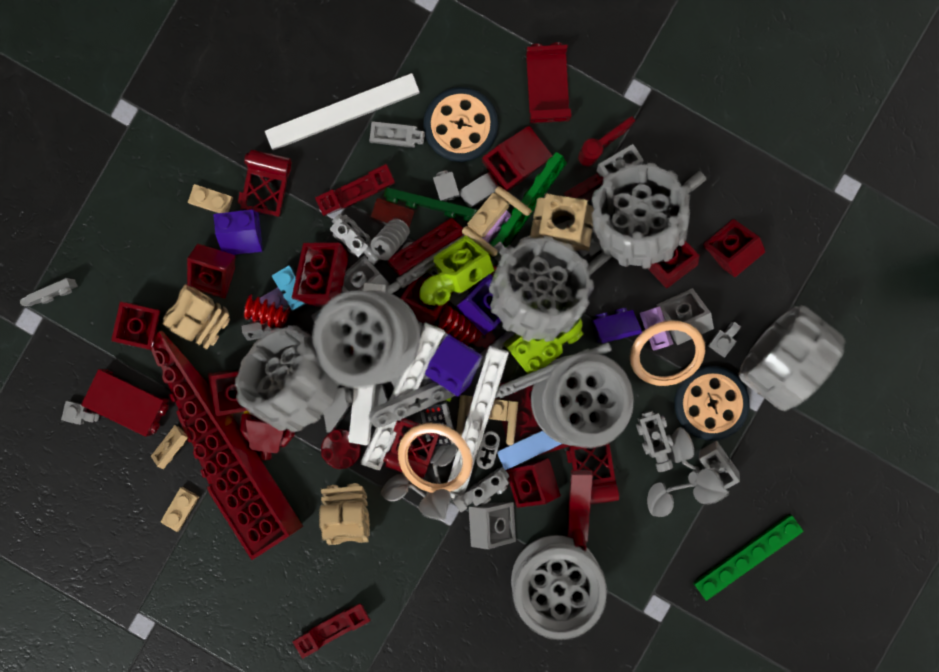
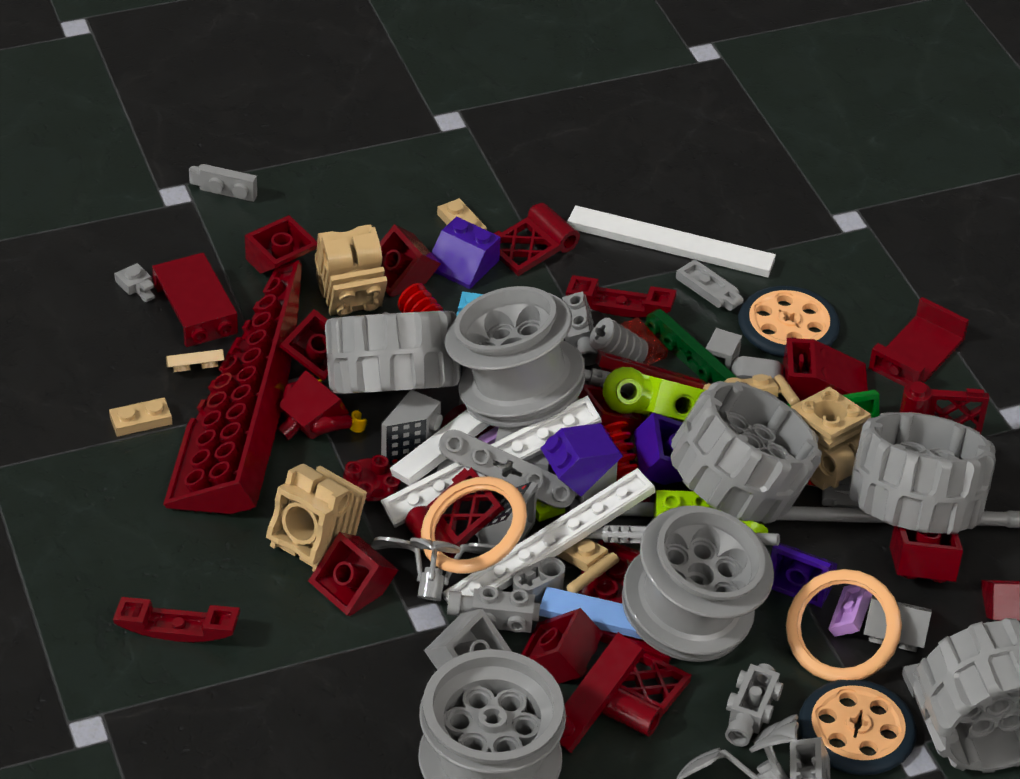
camera: 40 degrees right, 45 degrees down
(390, 523) = (352, 573): none -> dark red slope

